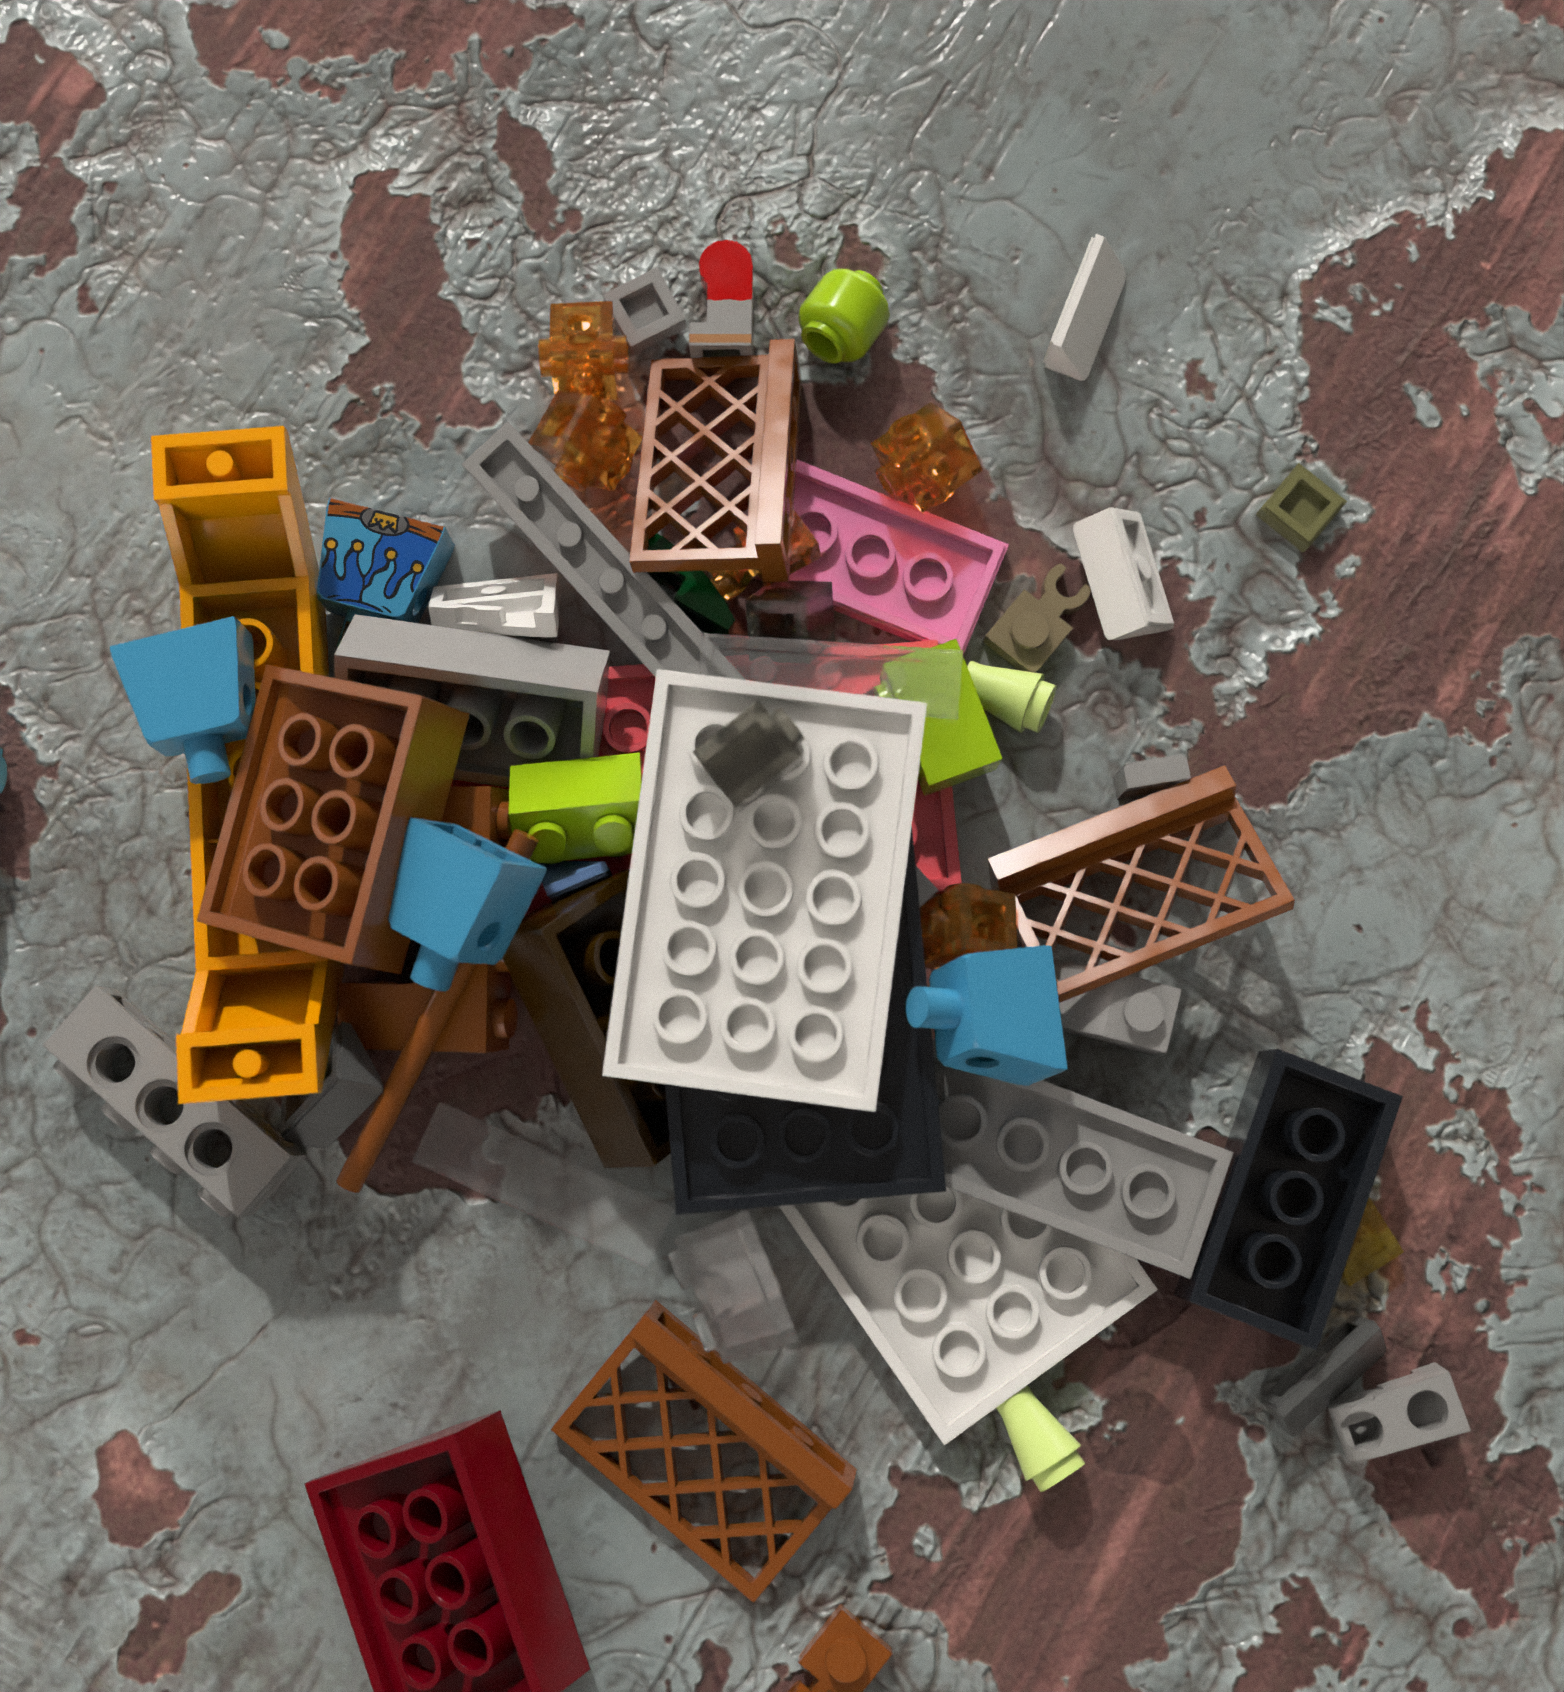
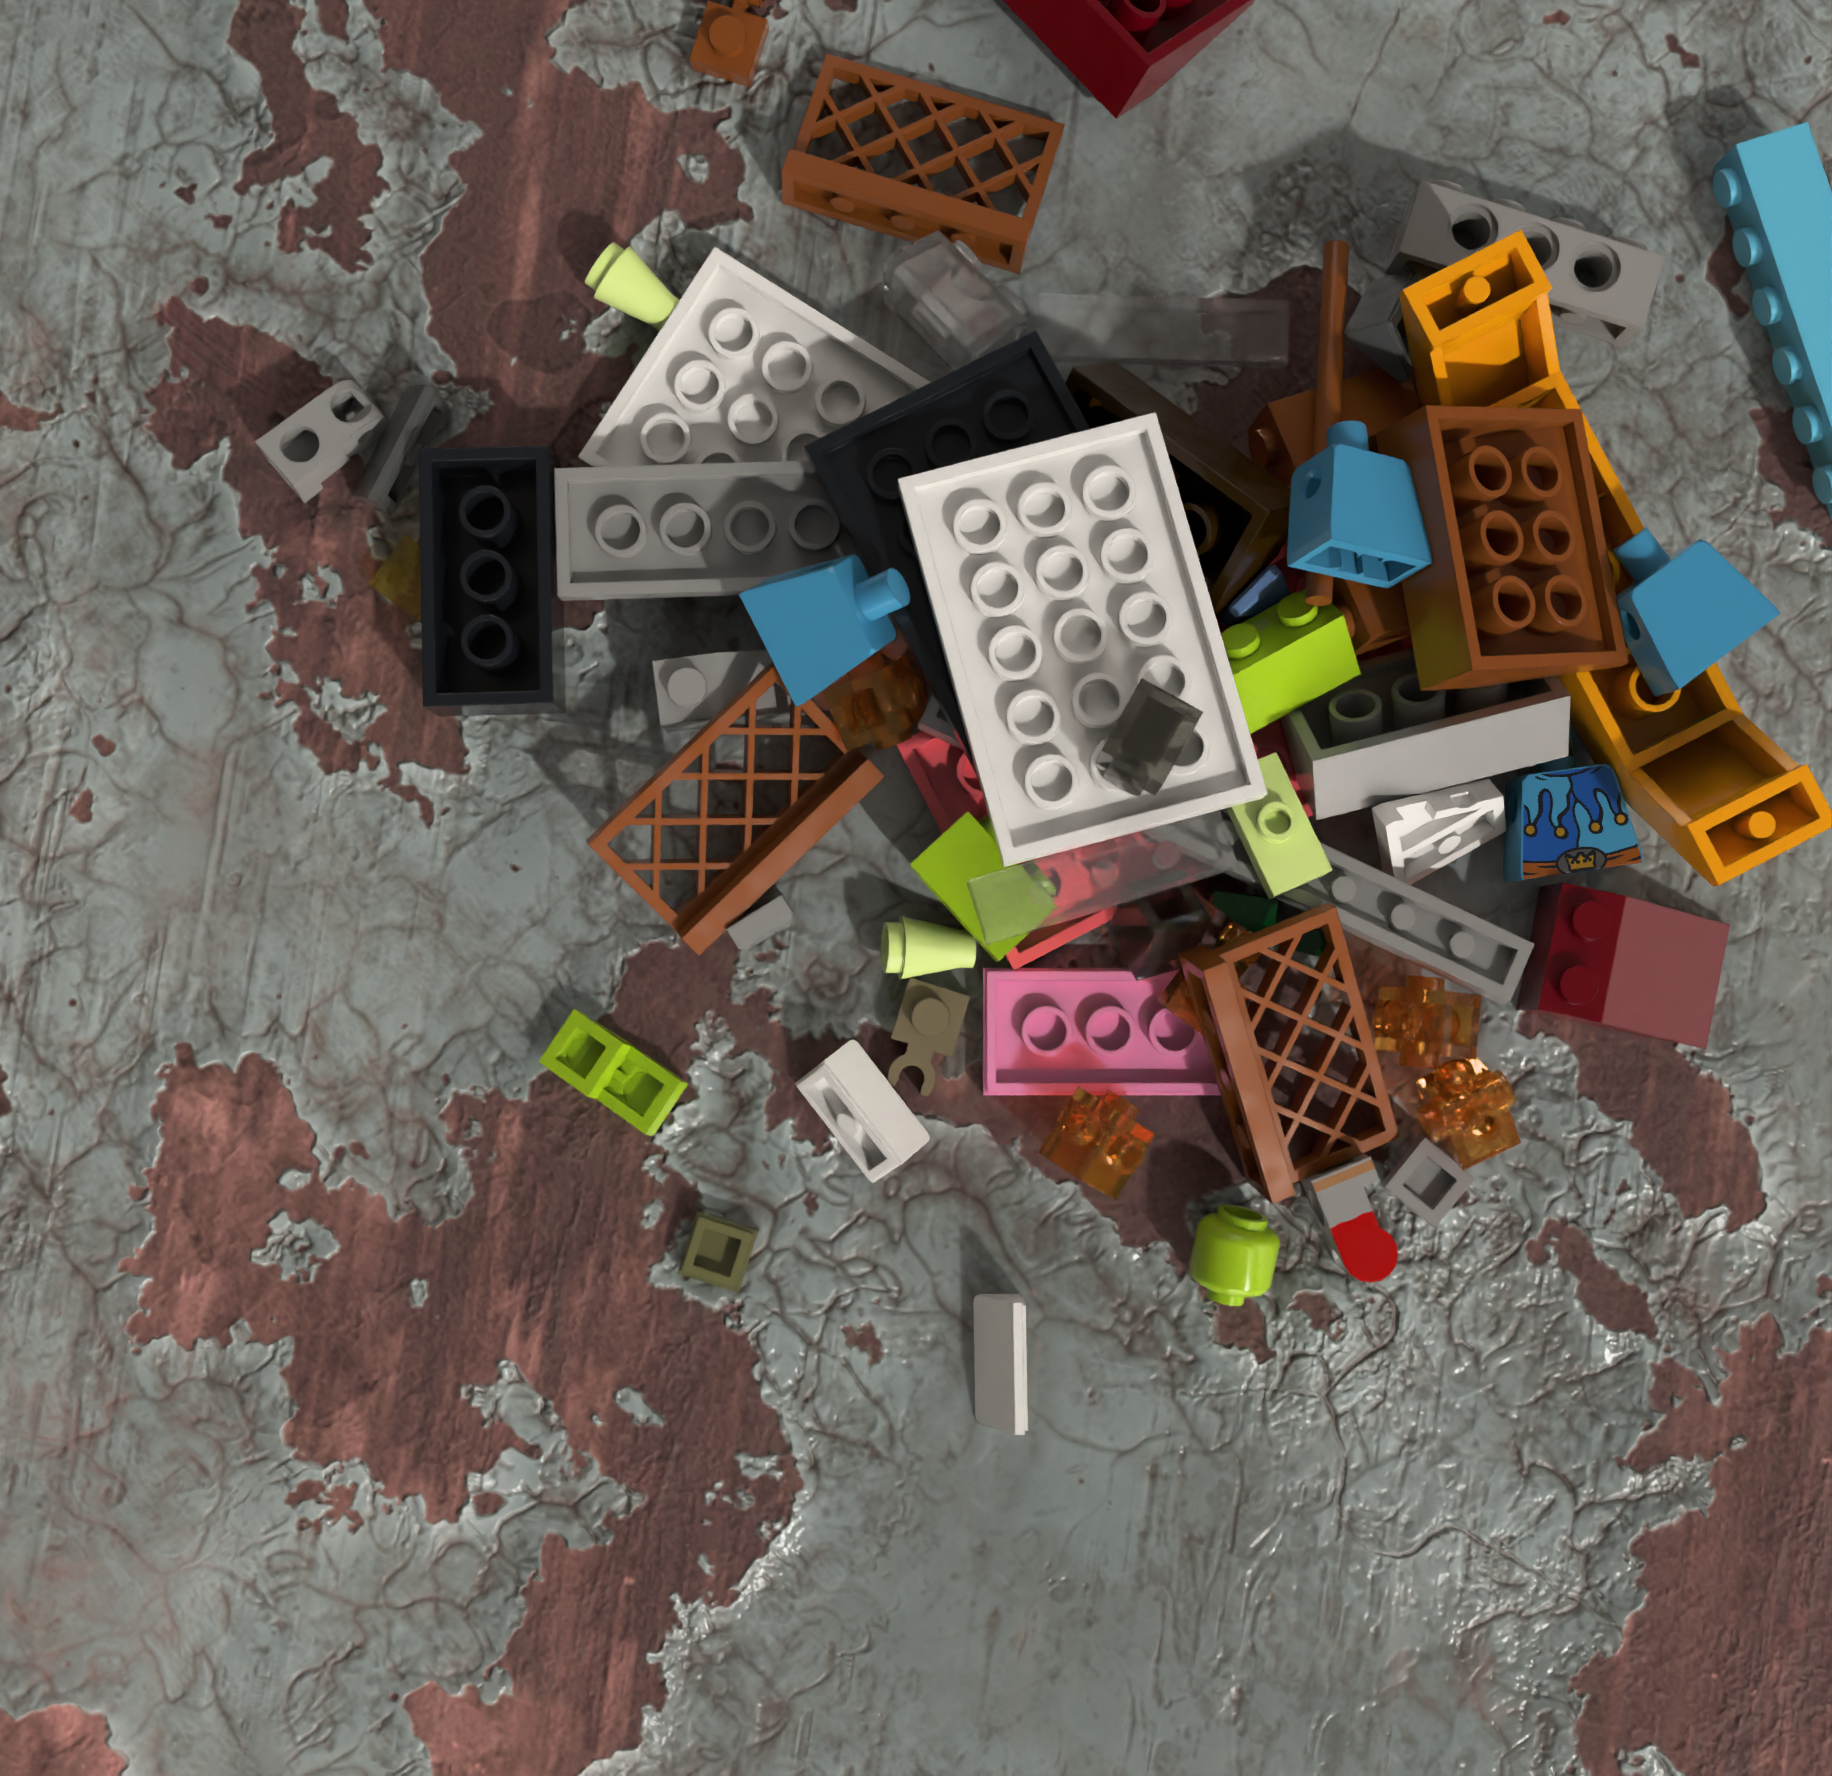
camera: 160 degrees right, 5 degrees up
(387, 424) = (1623, 964): none -> dark red slope
(649, 639) = (1279, 834): none -> yellowish green plate
(1336, 703) = (613, 1072): none -> lime slope

